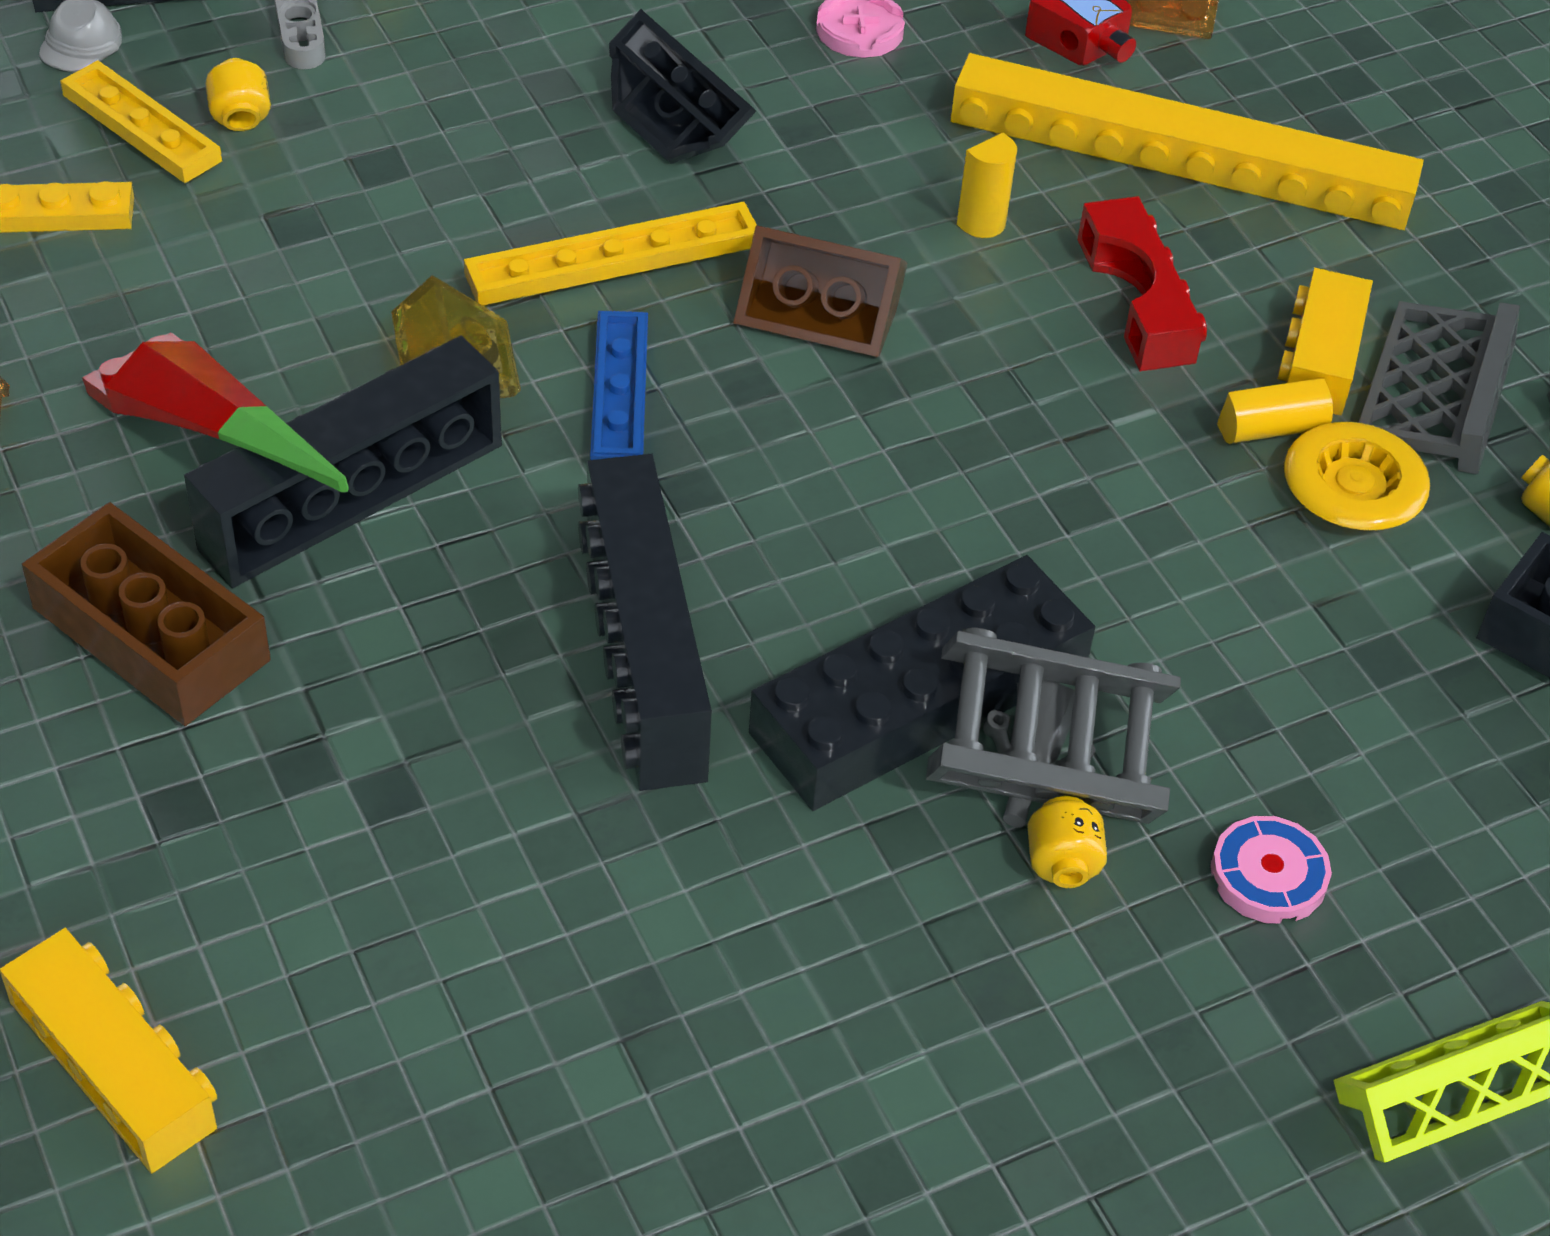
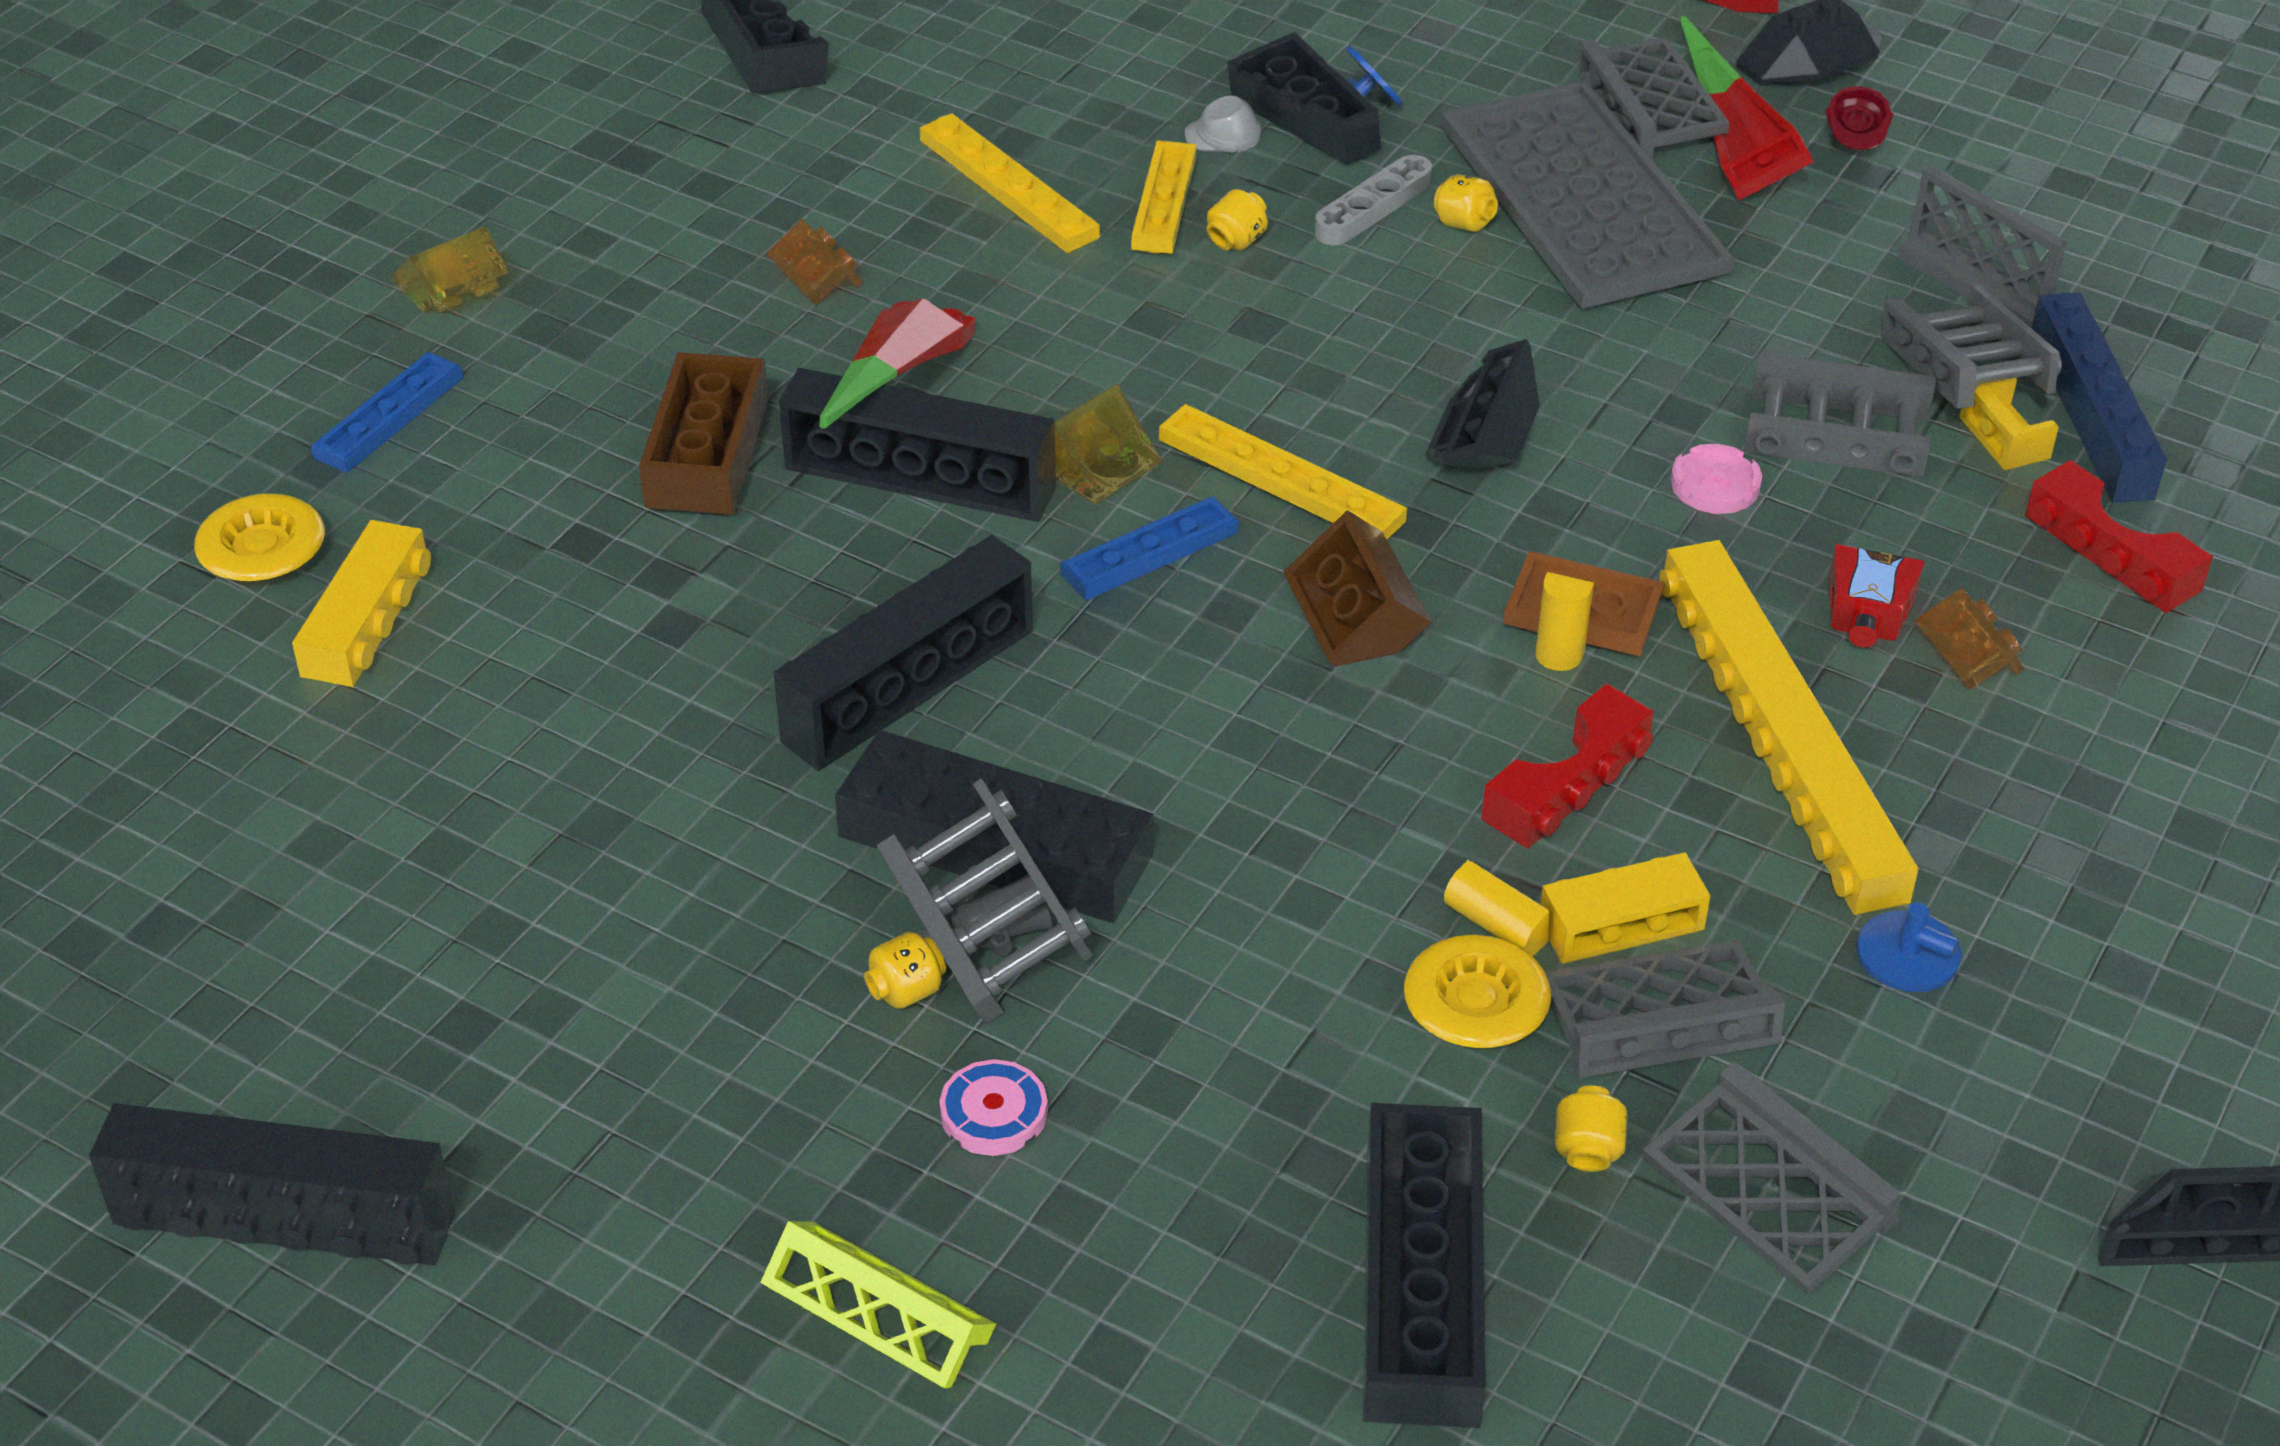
camera: 60 degrees right, 5 degrees down
(928, 172) = (1620, 605): none -> dark orange plate
(1468, 220) = (1909, 950): none -> blue shield

